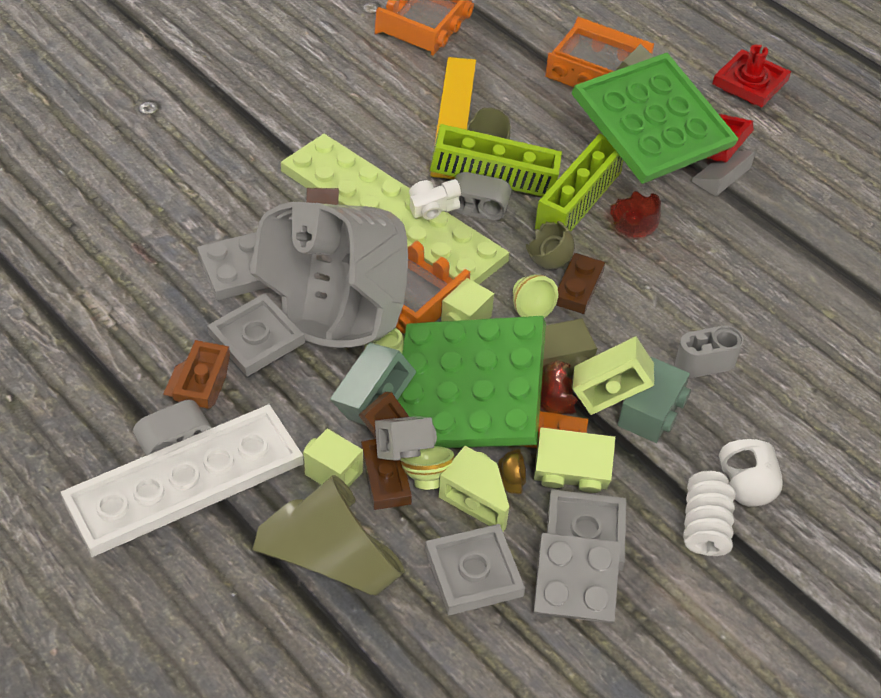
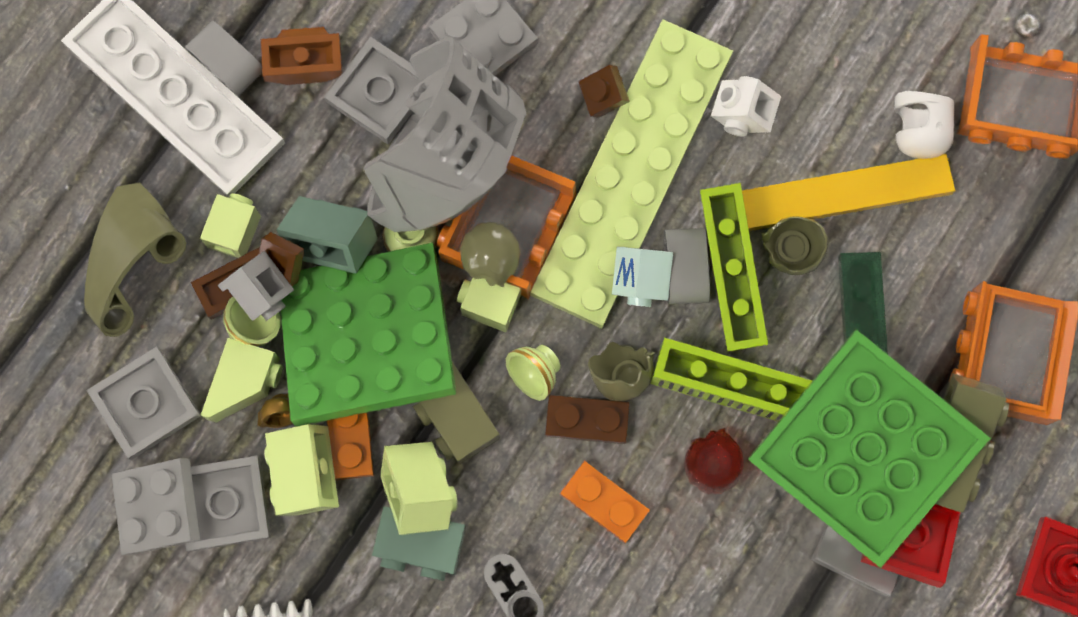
camera: 75 degrees right, 30 degrees up
(372, 132) = (745, 106): none -> white brick
(428, 55) = (928, 131): none -> white helmet
(431, 201) = (633, 208): white plate -> none
(433, 279) = (490, 253): none -> olive hair
(480, 213) = (642, 275): none -> light aqua brick
(548, 121) = (863, 296): none -> clear green plate
(557, 389) = (393, 427): clear red hair -> none
(647, 289) = (604, 502): none -> orange plate

